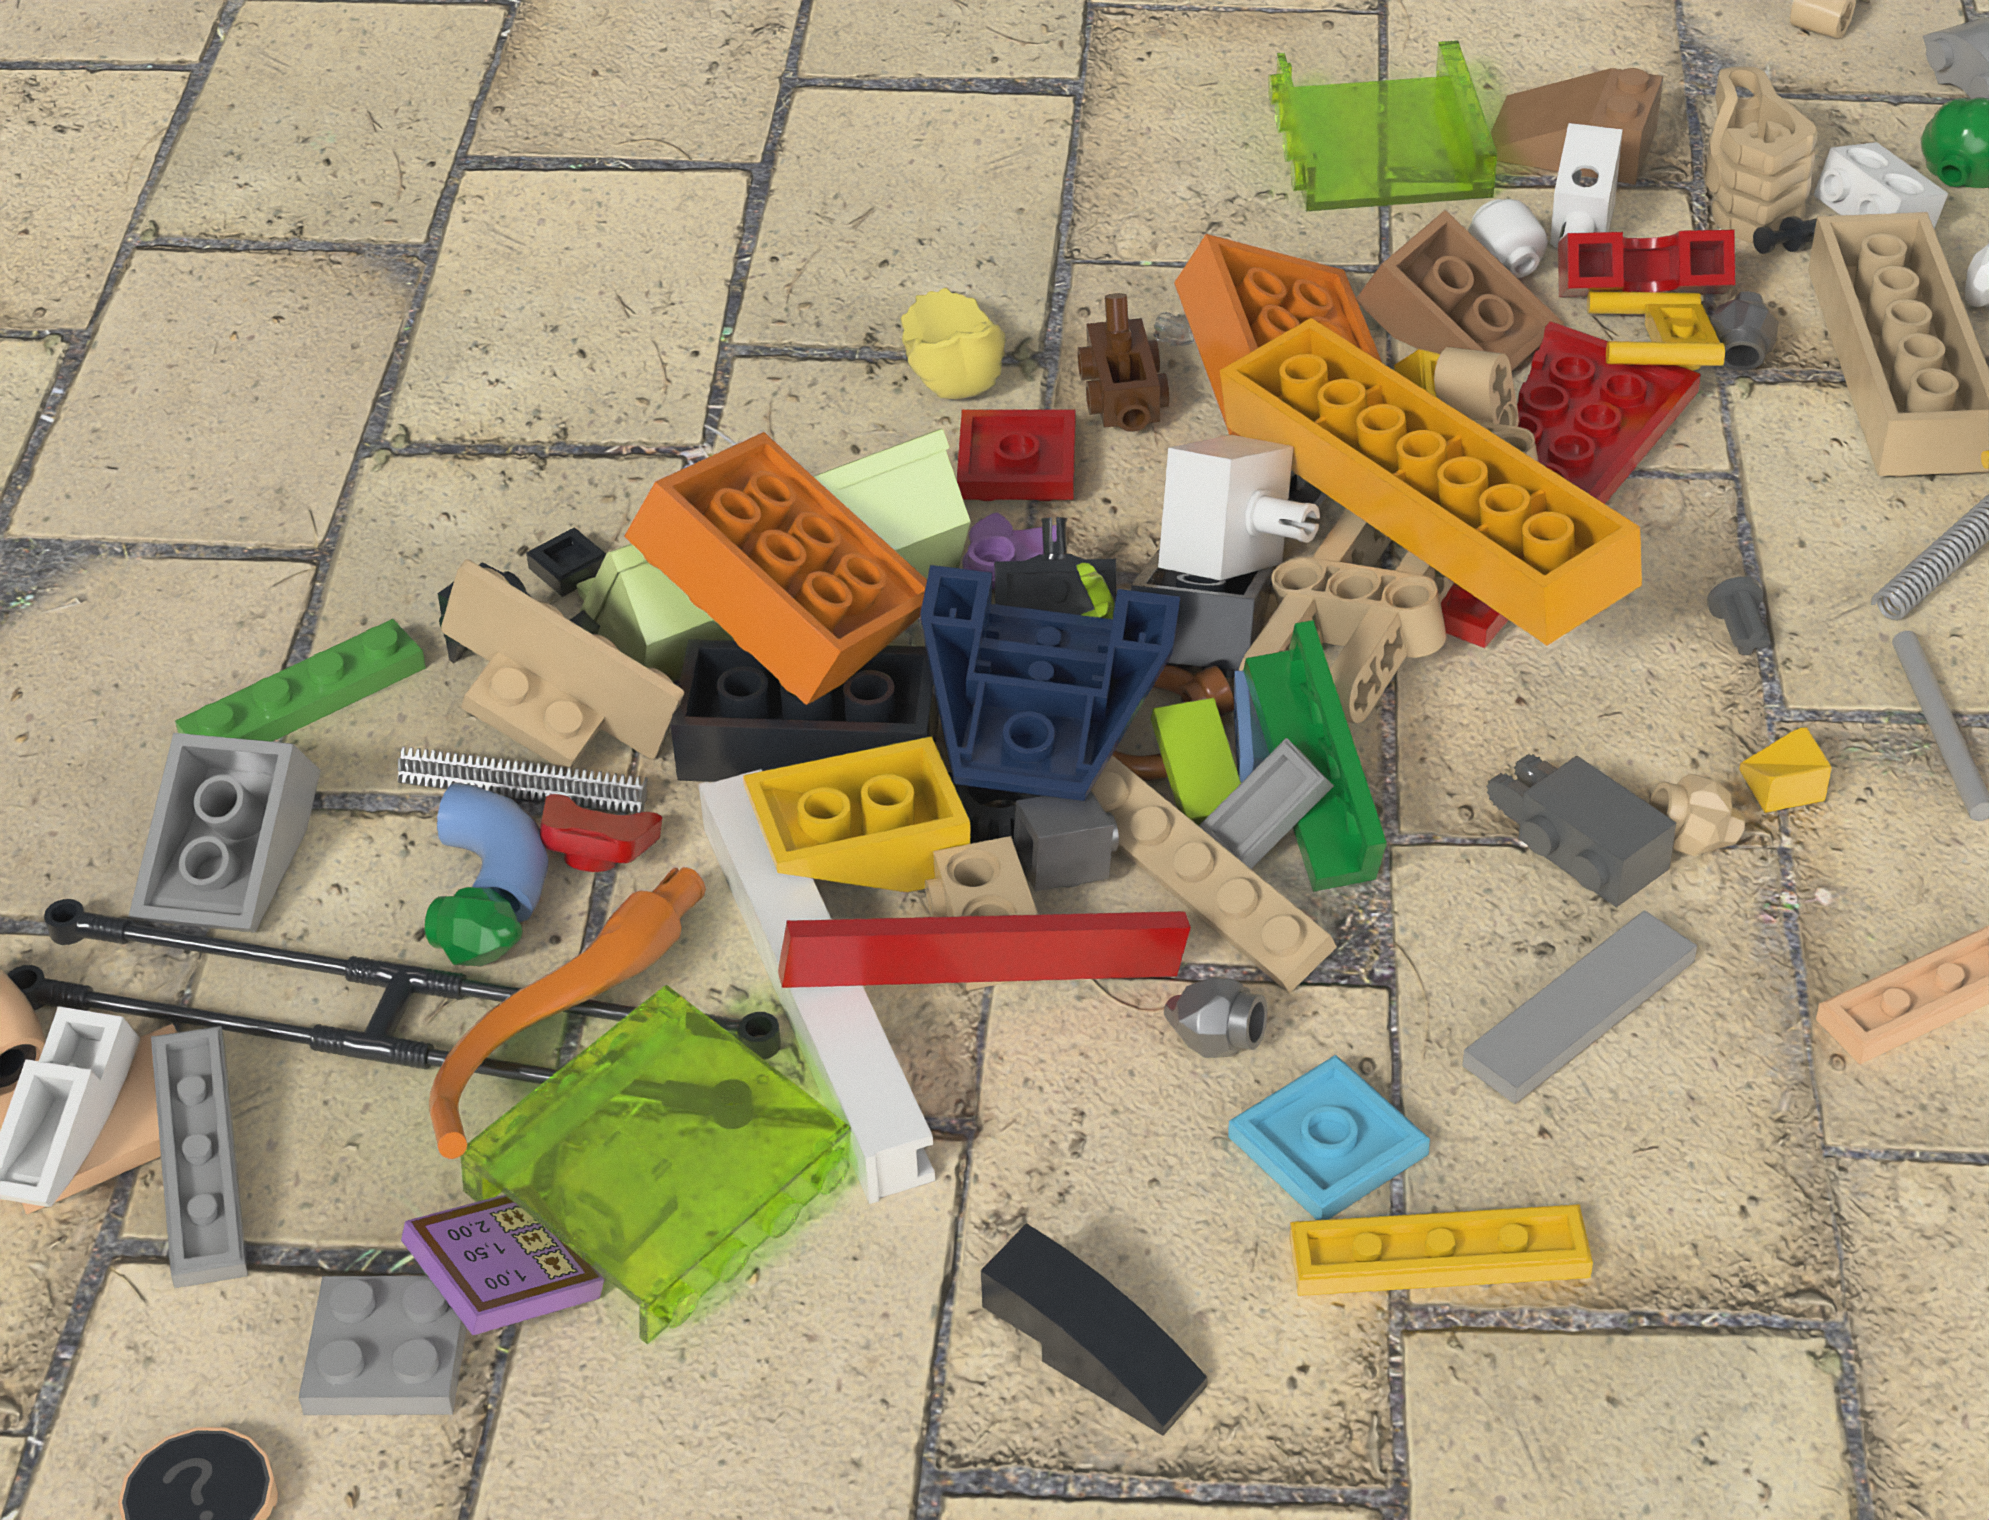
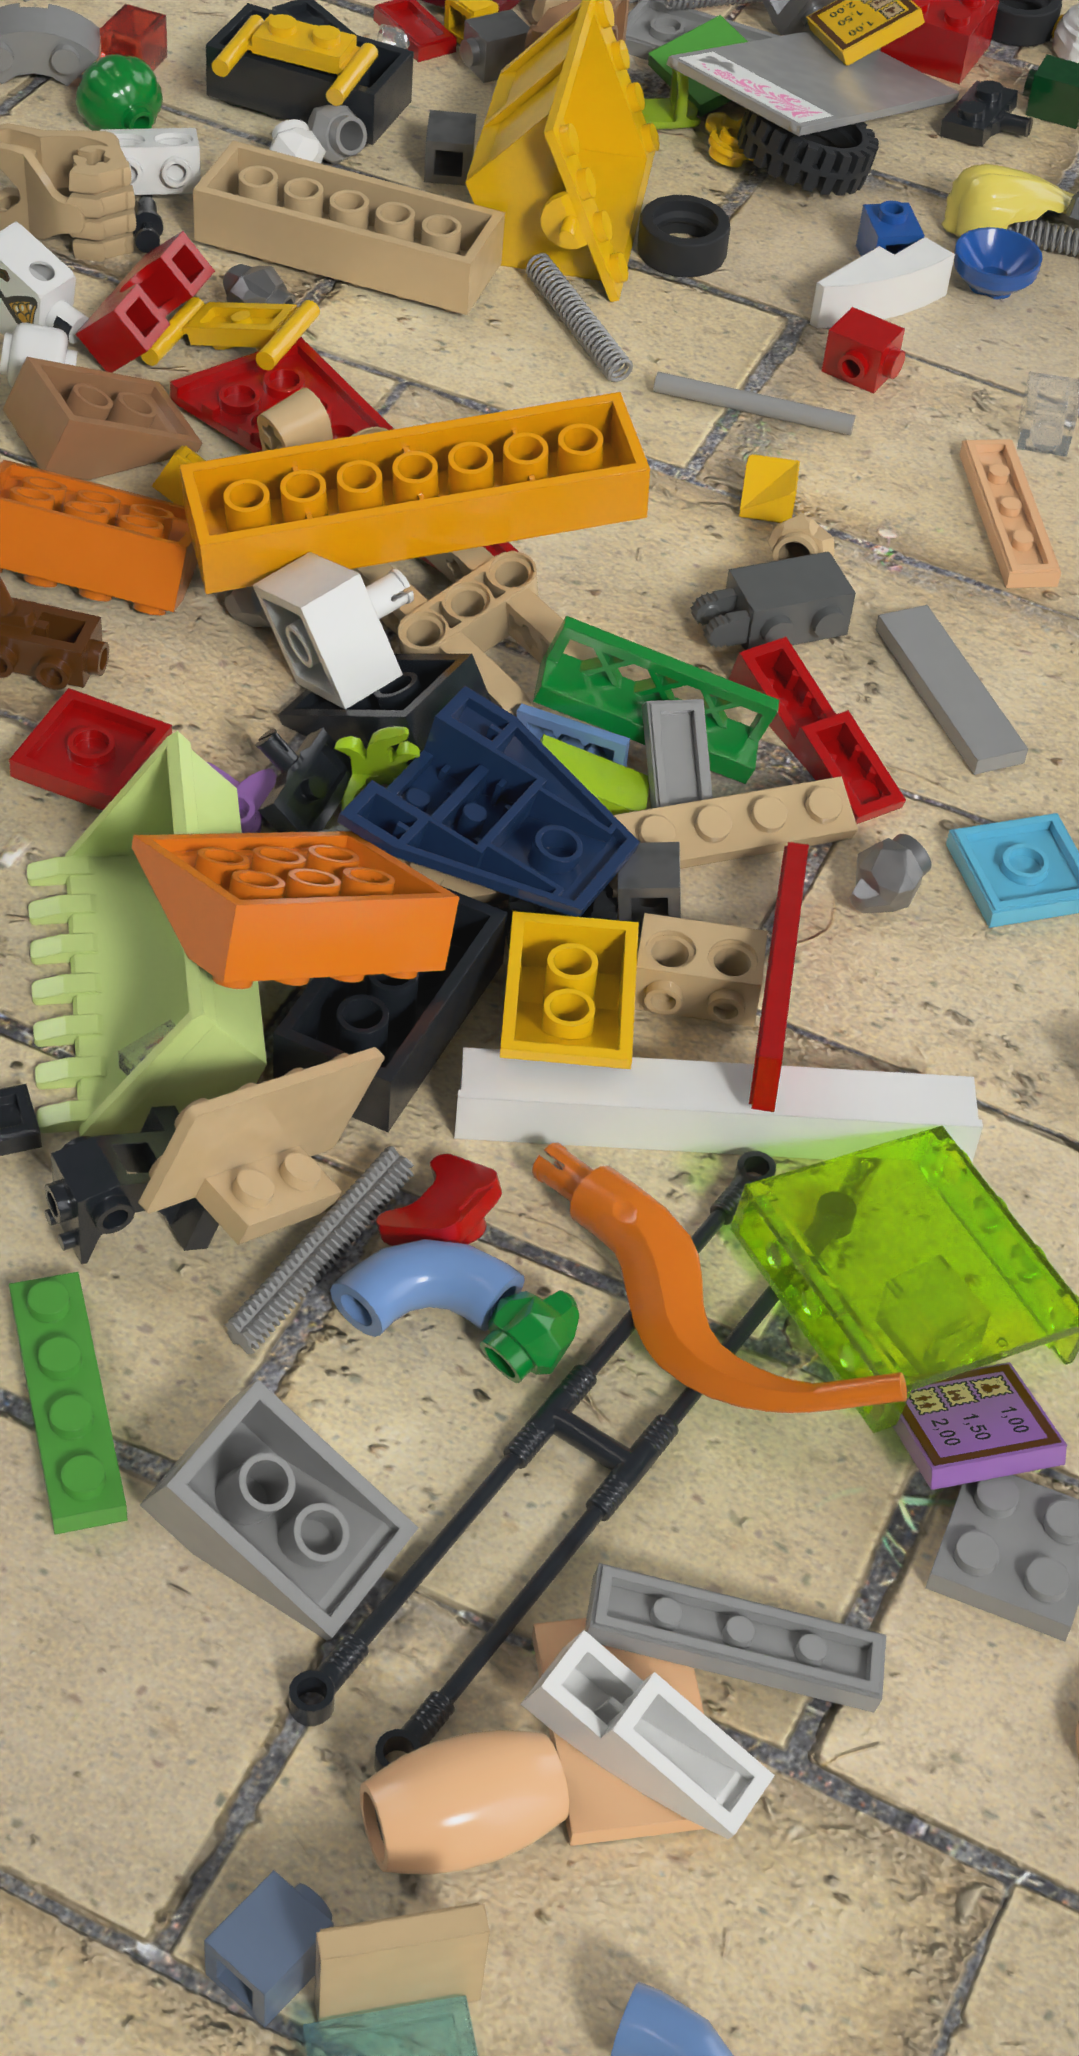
camera: 75 degrees left, 5 degrees up
(1418, 918) = (817, 736): none -> red slope

